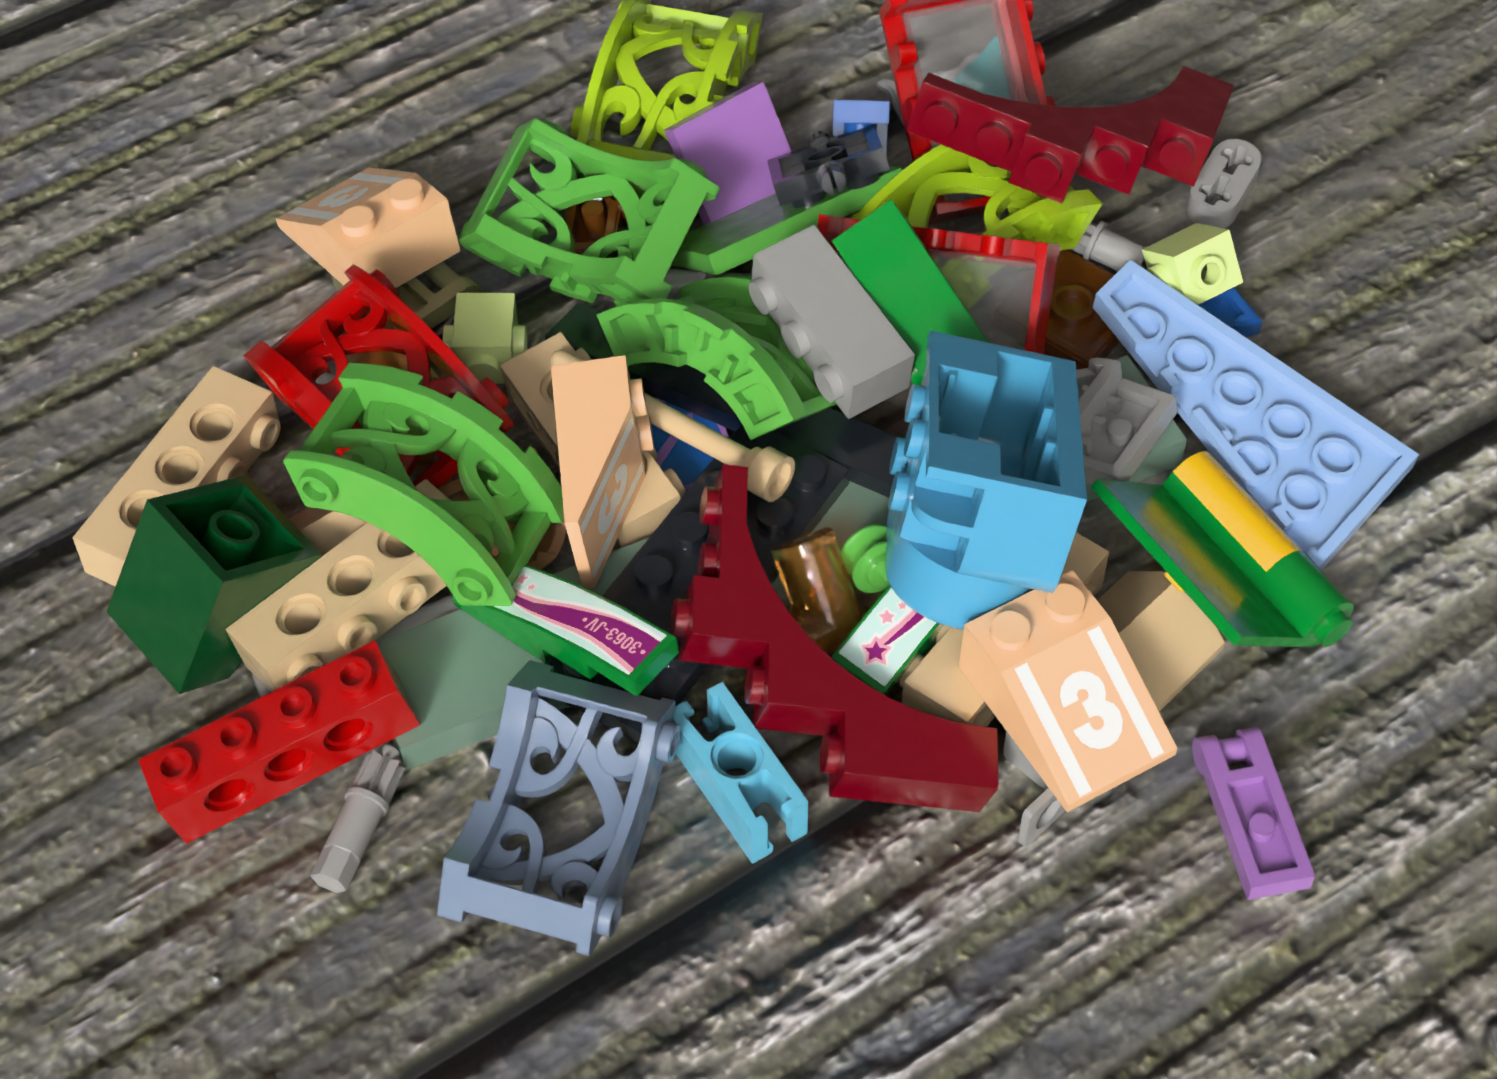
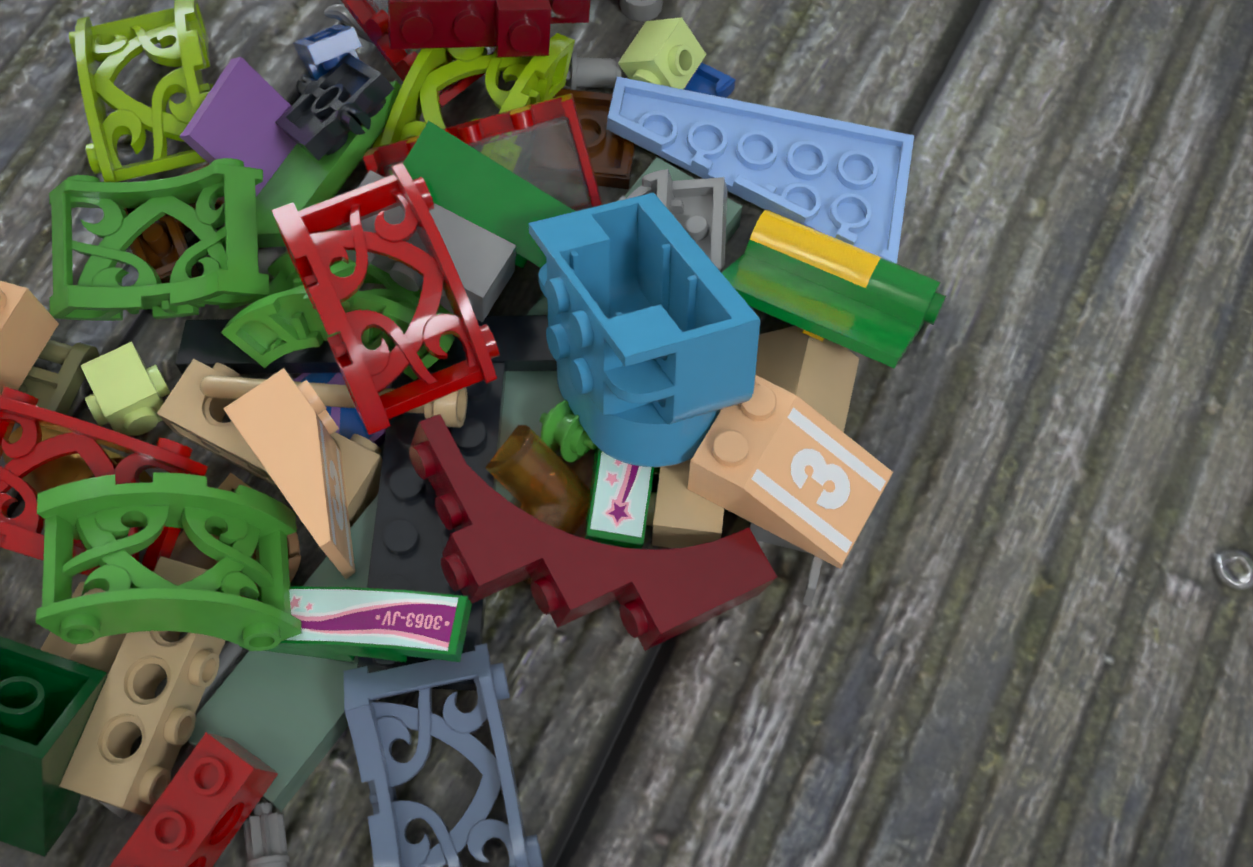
camera: 30 degrees left, 10 degrees up
(724, 257) = (316, 245): none -> red fence
(737, 796) = (557, 644): medium azure piece -> none
(1253, 813) = (962, 488): medium lavender plate -> none

